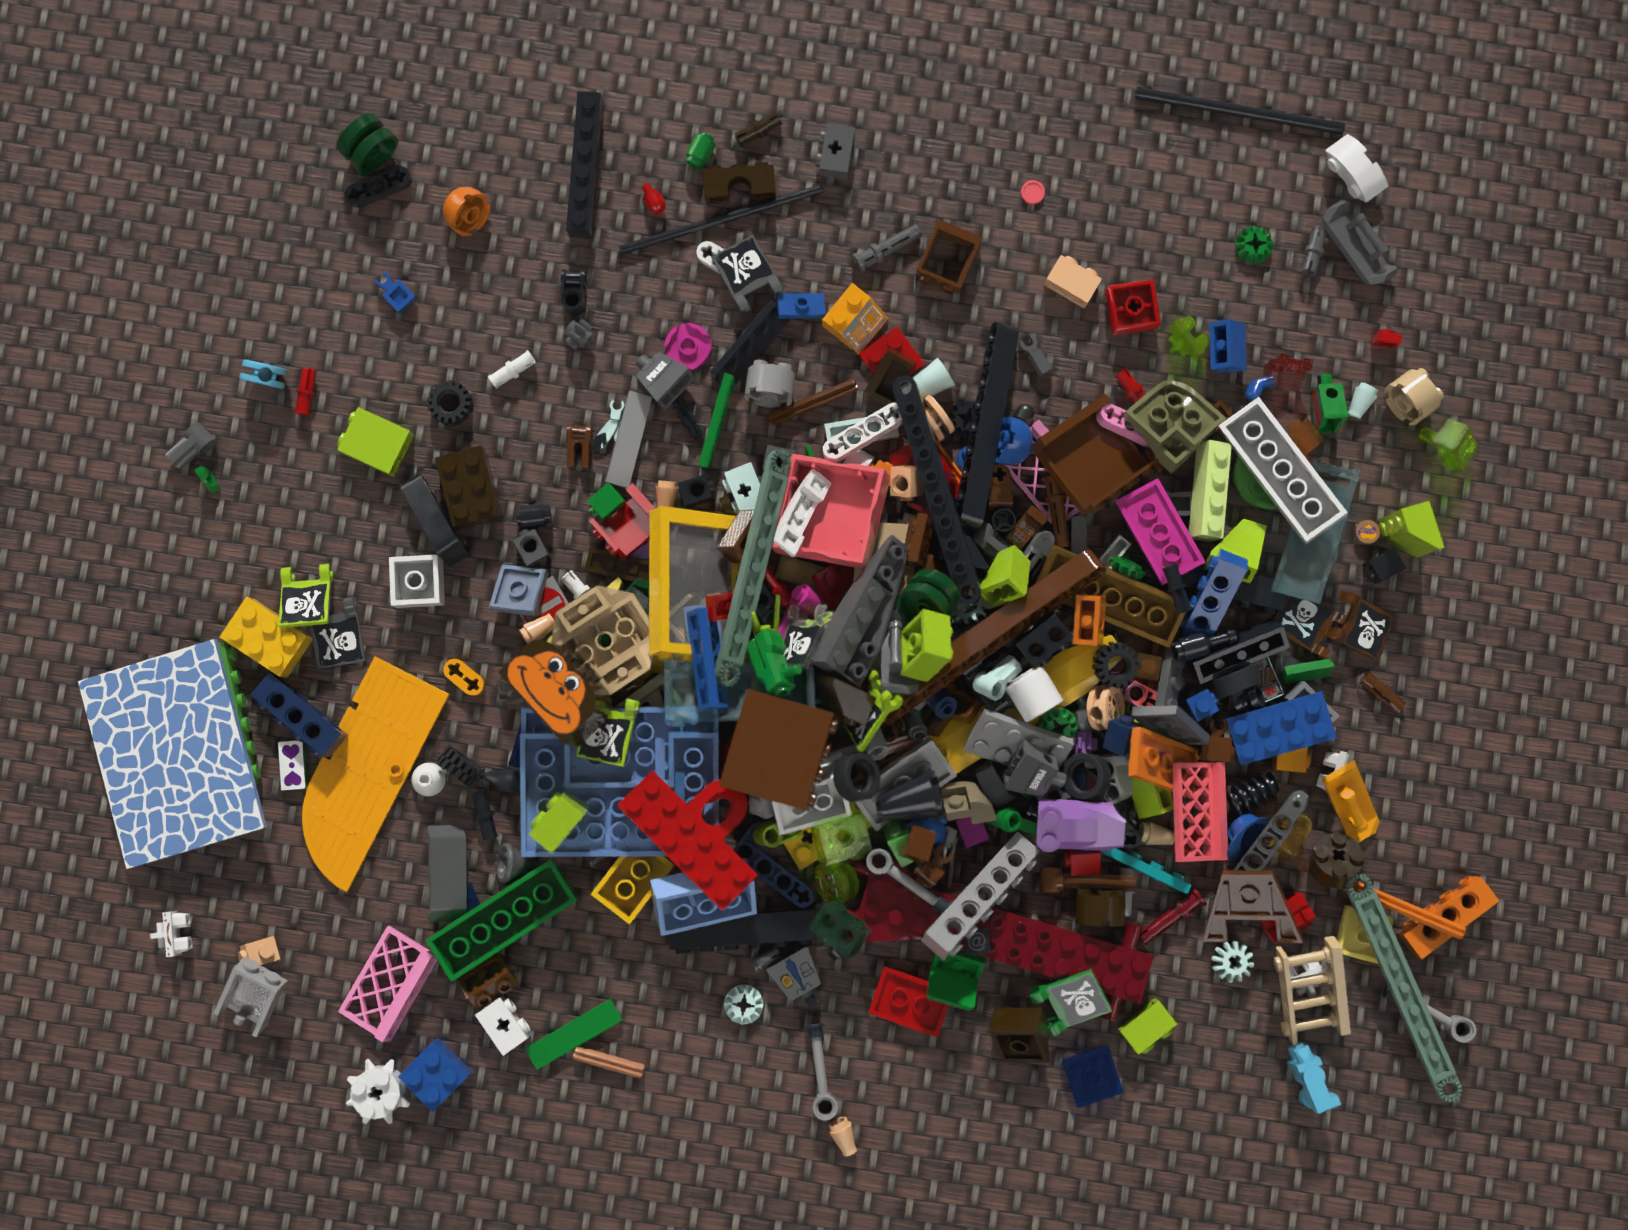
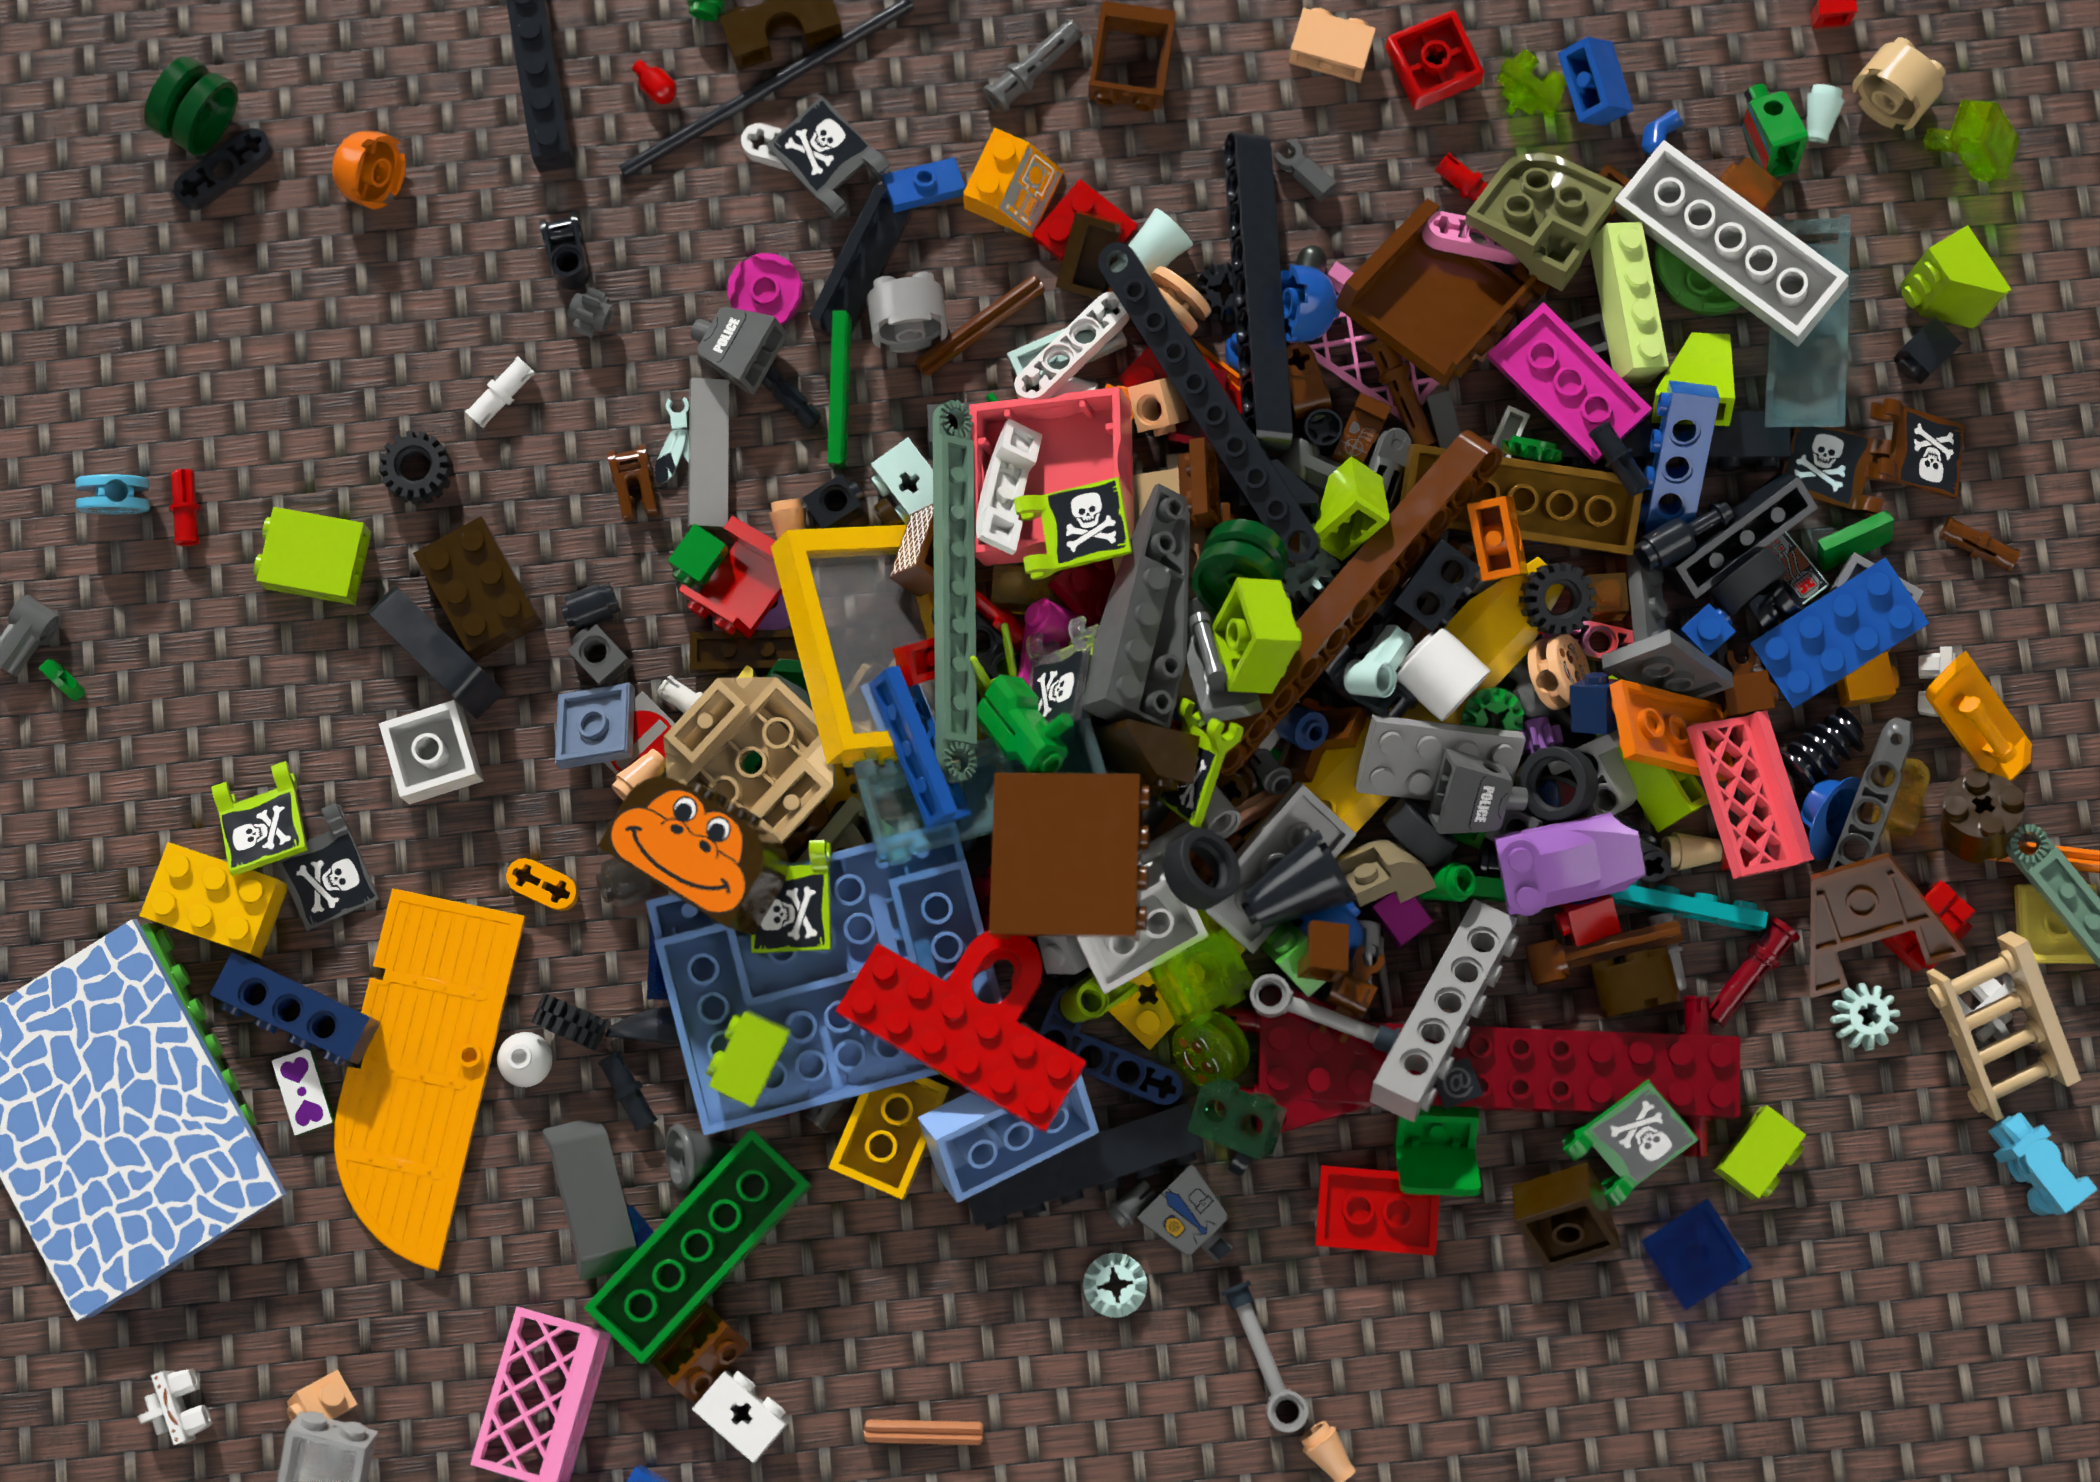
camera: 10 degrees left, 5 degrees down
(397, 294) = (292, 323): blue plate -> none
(573, 1034) = (856, 1402): green tile -> none
(837, 549) = (1078, 526): none -> flag
(1283, 362) = (1692, 85): clear red piece -> none
(1366, 532) = (1886, 308): medium nougat tile -> none

